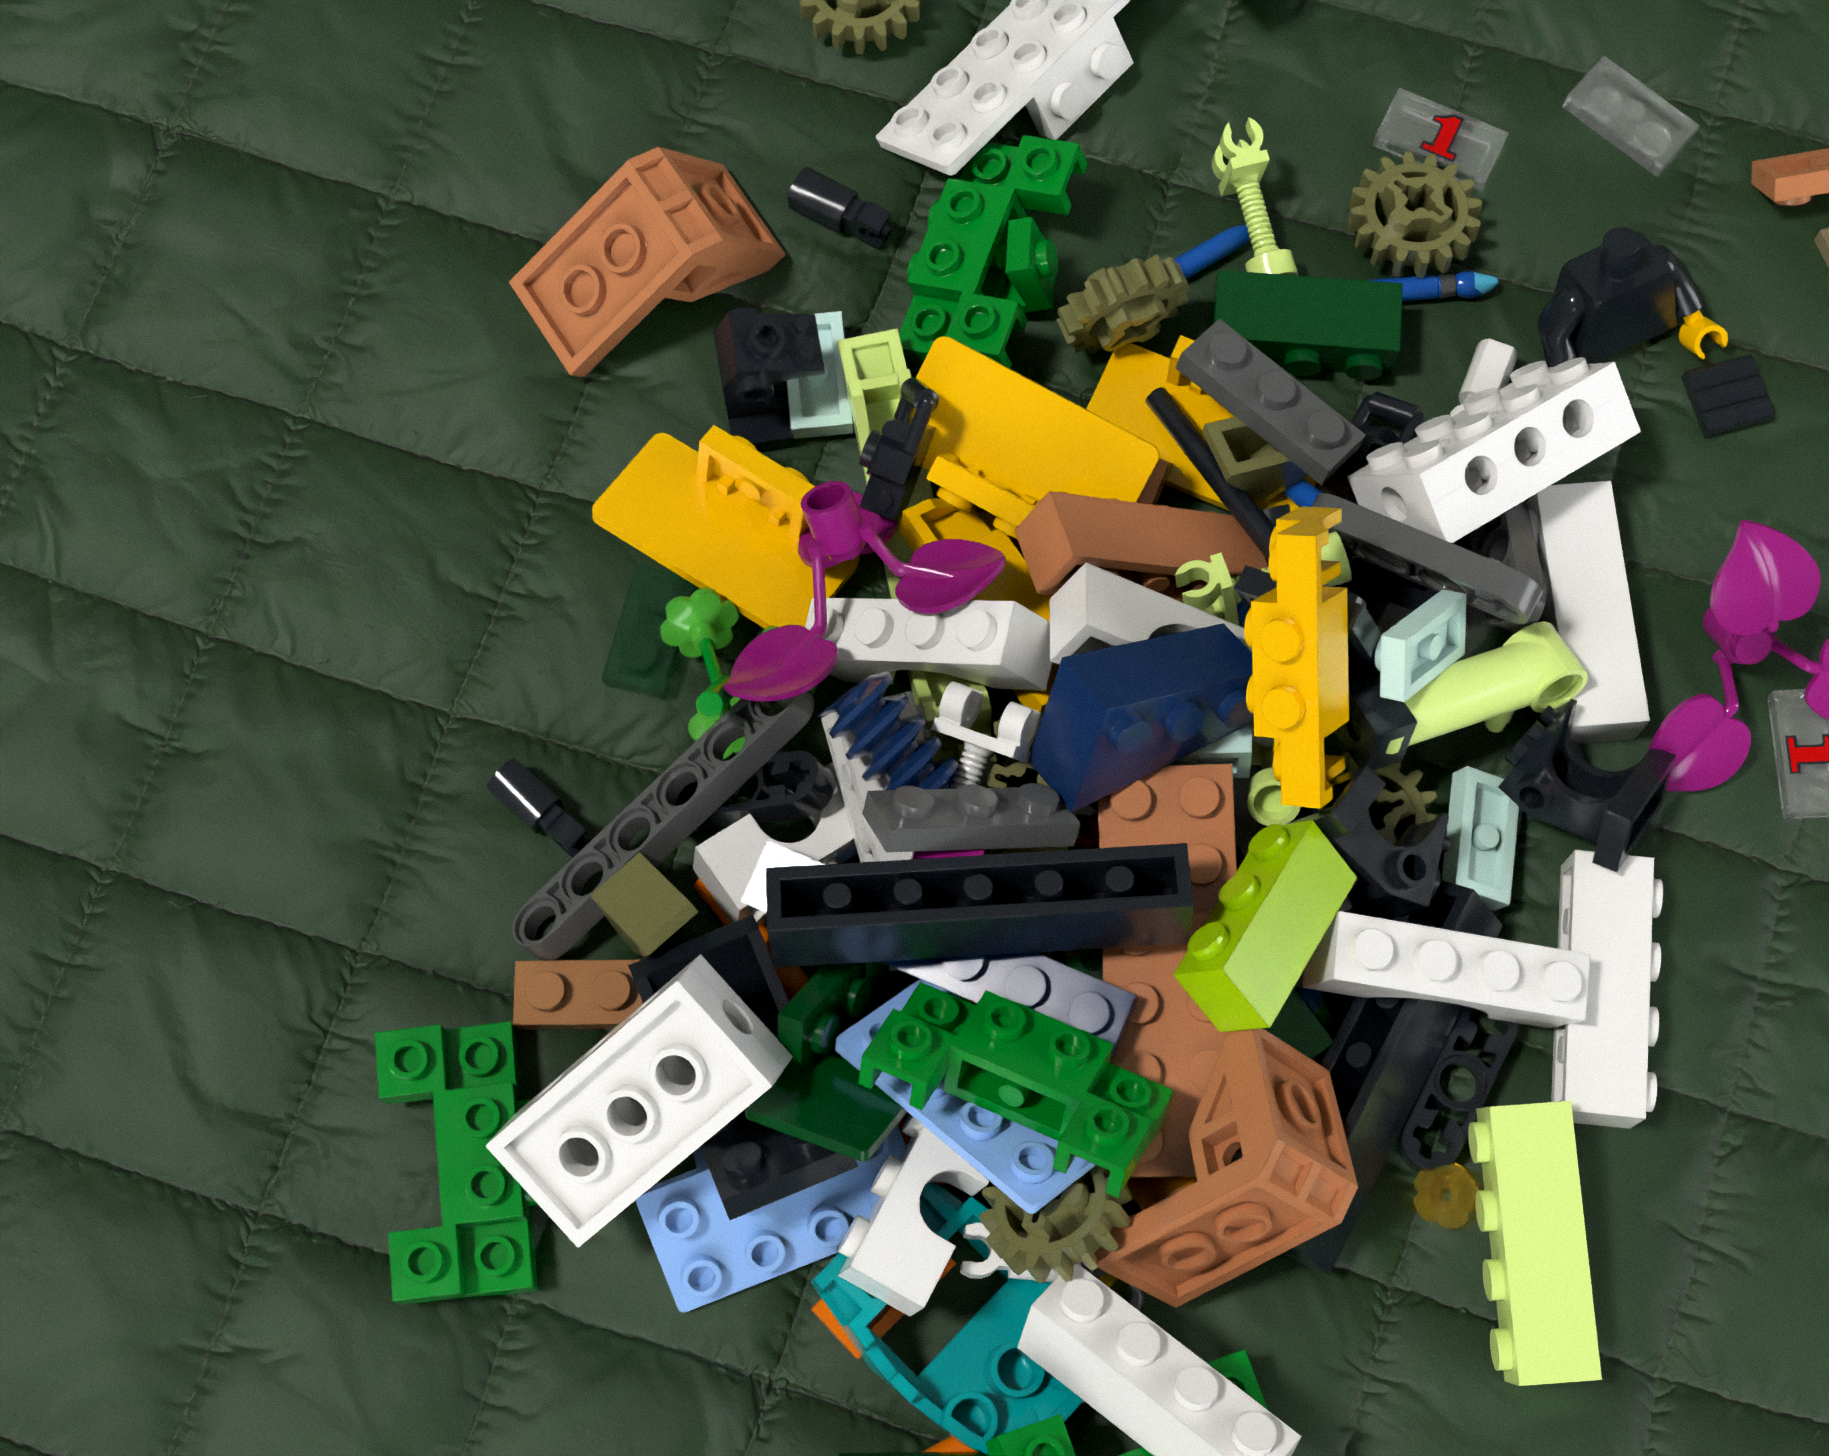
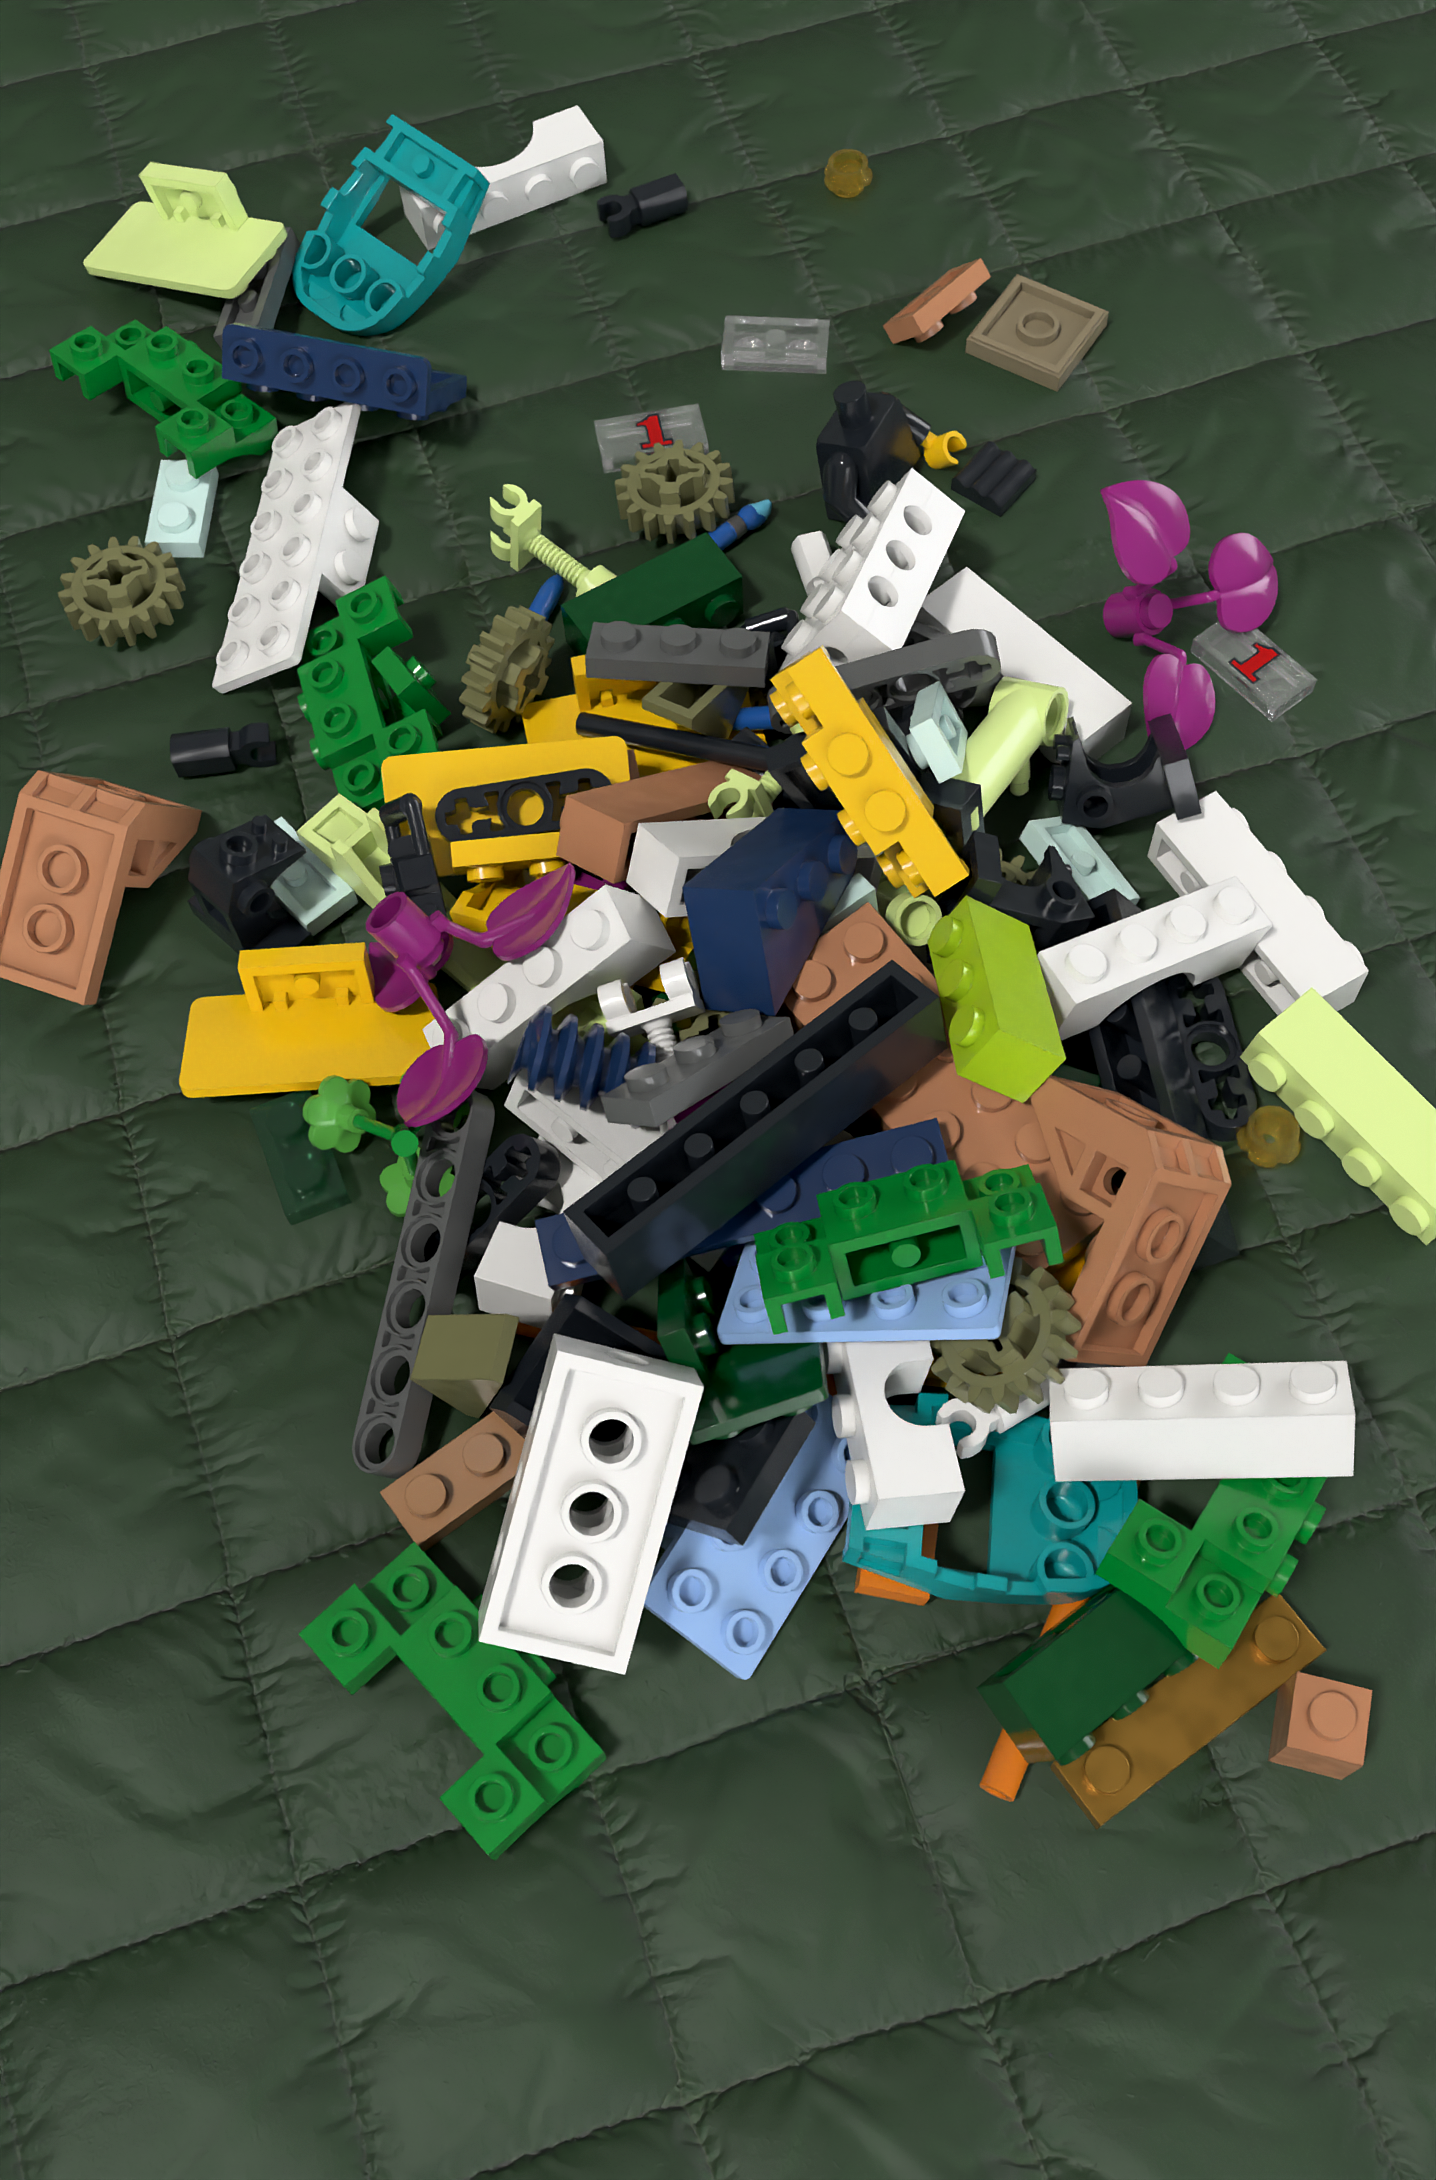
camera: 35 degrees left, 10 degrees down
(537, 806) = (306, 1354): black bar -> none
(993, 427) = (505, 790): none -> black beam

